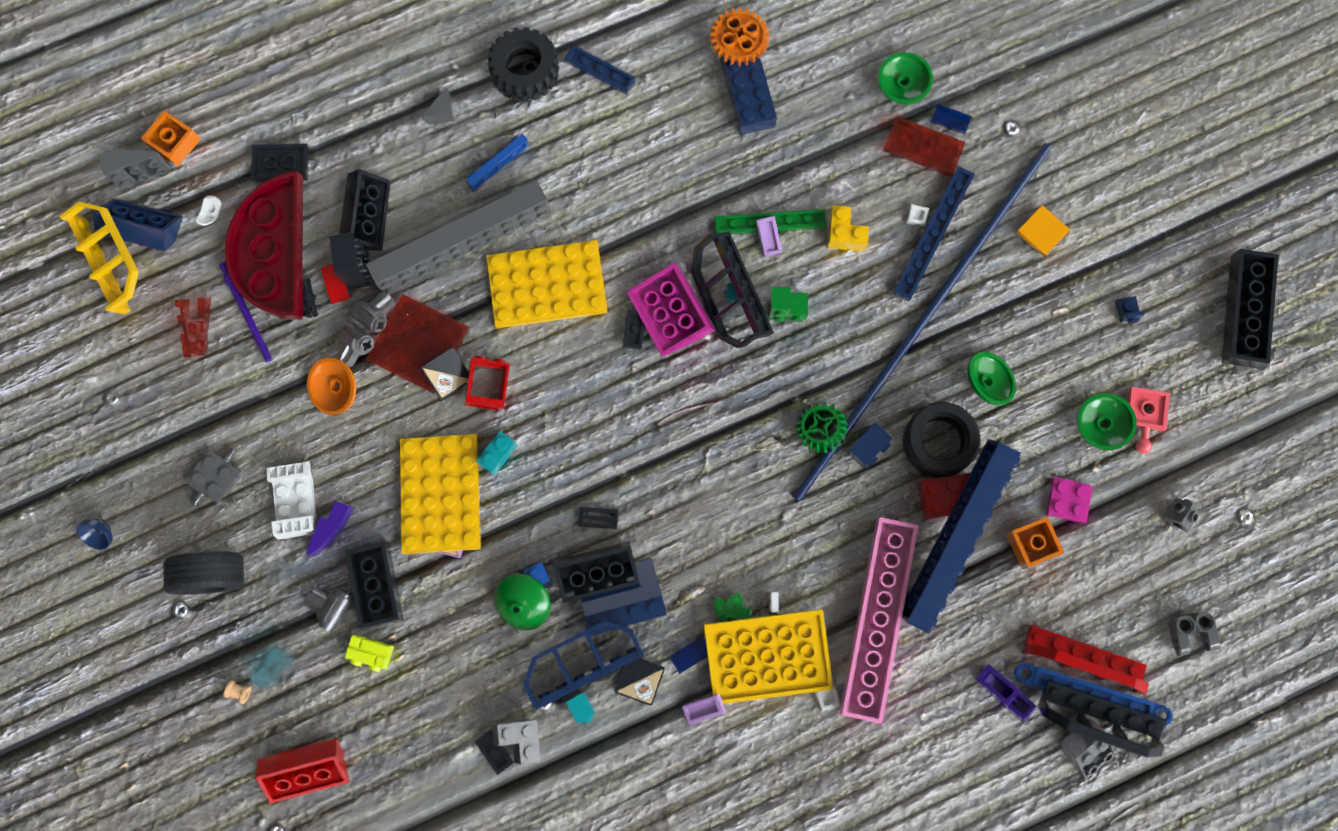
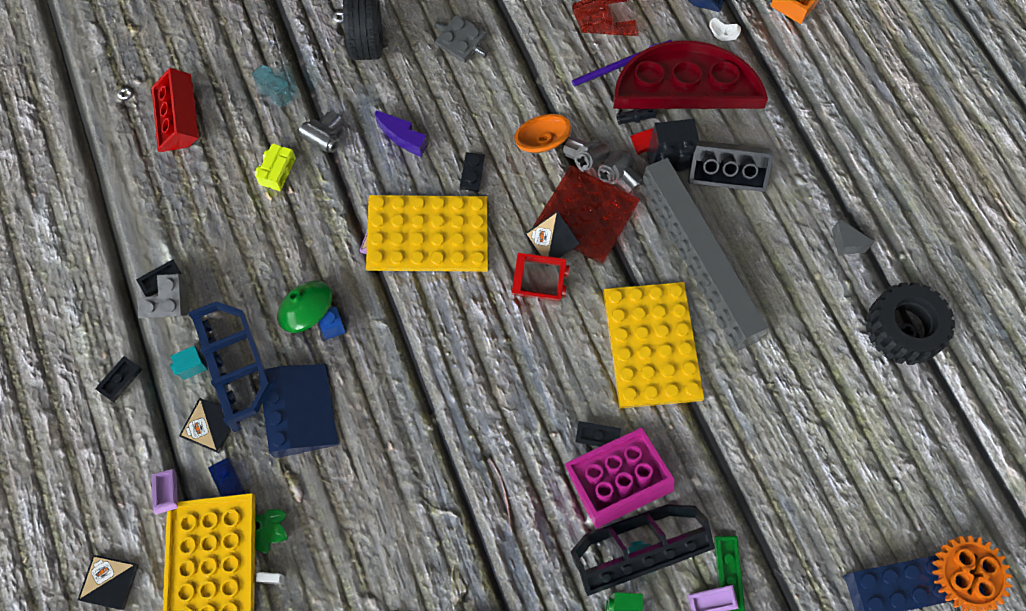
camera: 90 degrees right, 10 degrees down
(237, 691) = (255, 58): light nougat bush -> none
(278, 159) = (781, 89): black plate -> none
(293, 500) = (432, 104): white plate -> none
(371, 455) = (472, 172): none -> black plate
(374, 585) = (338, 170): black brick -> none
(497, 453) = (464, 286): teal brick -> none
(502, 158) = (795, 299): blue plate -> none
(592, 517) = (390, 372): black tile -> none
(596, 572) = (327, 382): black slope -> none
(599, 774) = (118, 379): none -> black plate
(600, 69) = (913, 411): dark blue tile -> none
(785, 748) = (108, 582): none -> tile

